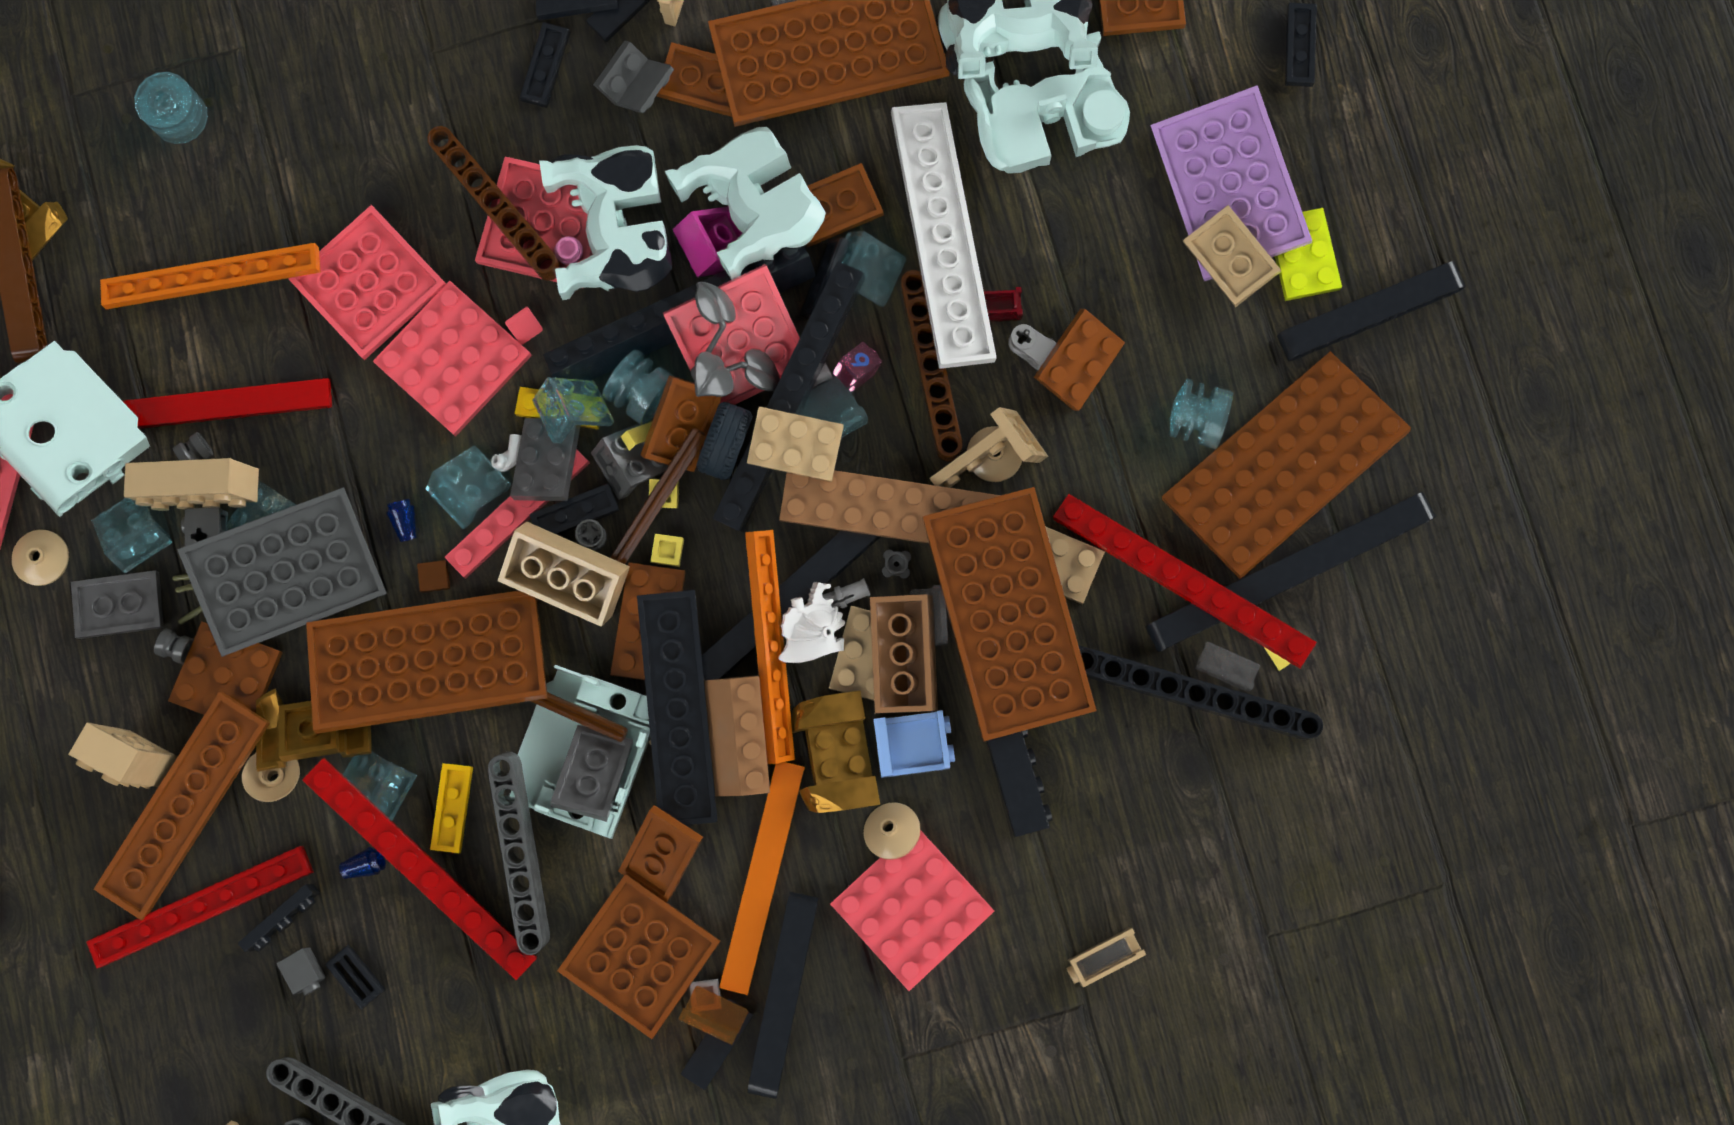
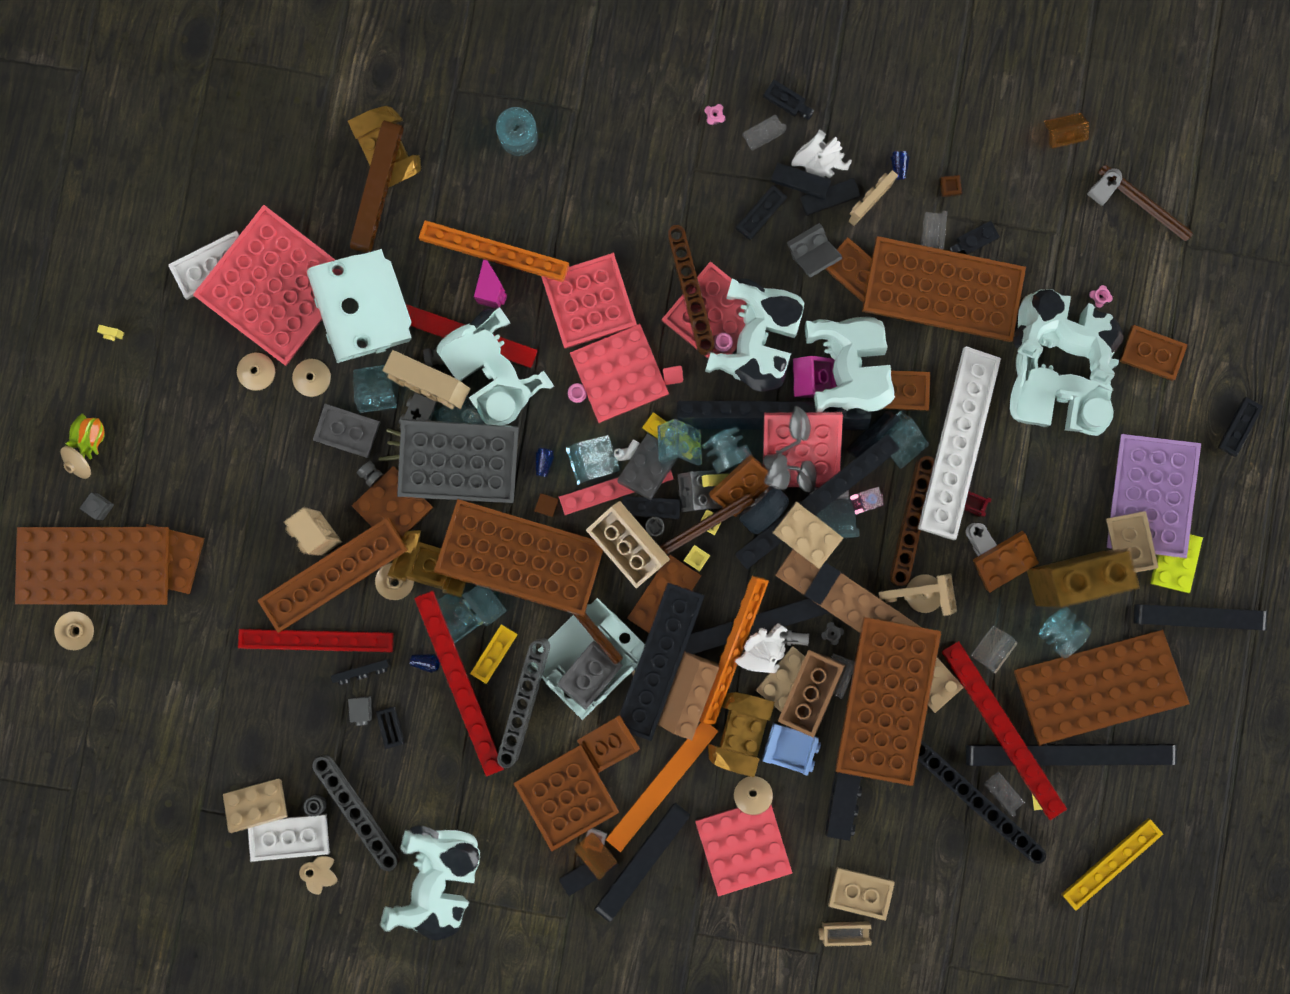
camera: 15 degrees right, 5 degrees up
(223, 326) = (489, 288): none -> dark pink slope
(241, 411) = (476, 346): none -> light aqua animal
(407, 409) = (577, 393): none -> bright pink plate
(409, 746) = (485, 605): none -> clear light blue bracket
(845, 499) = (822, 583): none -> black tile
(1101, 893) = (861, 893): none -> tan plate
(1122, 481) = (994, 649): none -> clear panel
(1184, 326) = (1083, 578): none -> pearl gold brick
(1417, 691) = (1112, 864): none -> yellow plate

